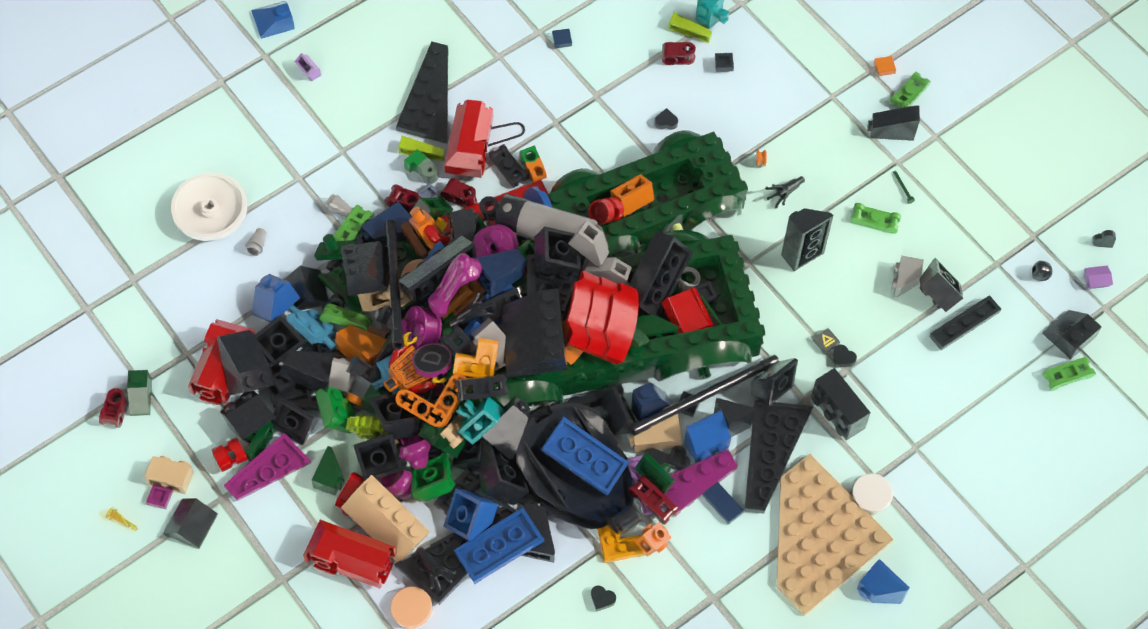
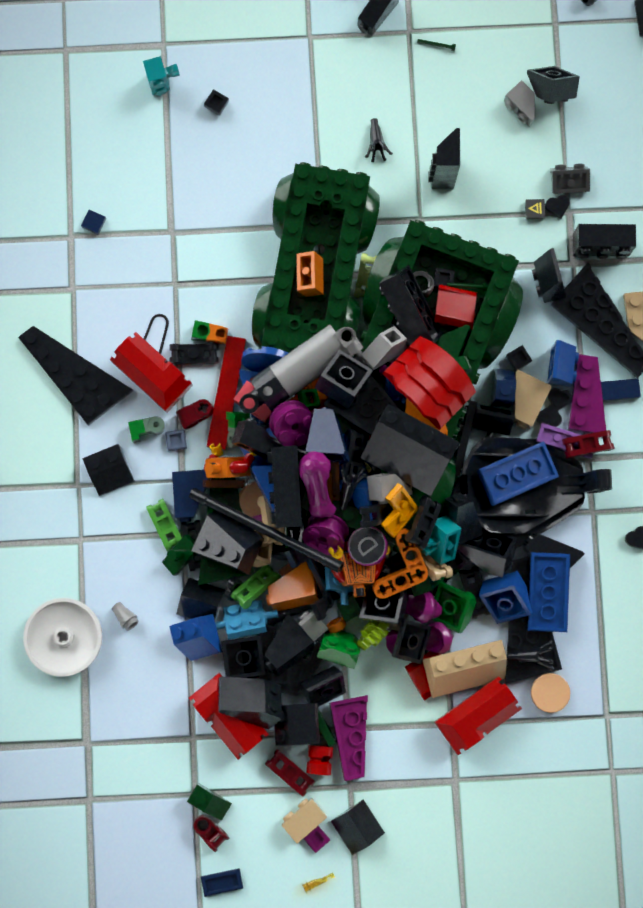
camera: 55 degrees left, 20 degrees up
(76, 446) = (222, 882): none -> dark blue tile
(203, 441) = (290, 772): none -> dark red plate
(328, 474) = (390, 687): dark green slope -> none
(338, 205) = (136, 523): light grey cone -> none
(369, 160) = (108, 469): none -> black slope
(403, 196) = (166, 465): dark red piece -> none
(409, 145) = (120, 422): lime piece -> none
(435, 206) = (196, 448): dark green slope -> none
(590, 243) = (357, 347): light grey slope -> none
(606, 210) = (315, 307): red wheel -> none
(618, 548) = (603, 501): light orange tile -> none
(646, 423) = (525, 407): black piece -> none
(653, 539) = (621, 465): orange brick -> none
(655, 473) = (568, 427): dark green tile -> none
(666, 119) = (239, 191): black tile -> none
(676, 53) = (179, 137): dark red piece -> none
(689, 28) = (159, 107): lime piece -> none
(737, 416) = (561, 331): black slope -> none
(761, 158) = (332, 139): orange bush -> none
(873, 351) = (570, 179): none -> dark grey bracket
(875, 218) = (451, 88): bright green plate -> none
(965, 322) = (593, 89): black plate -> none

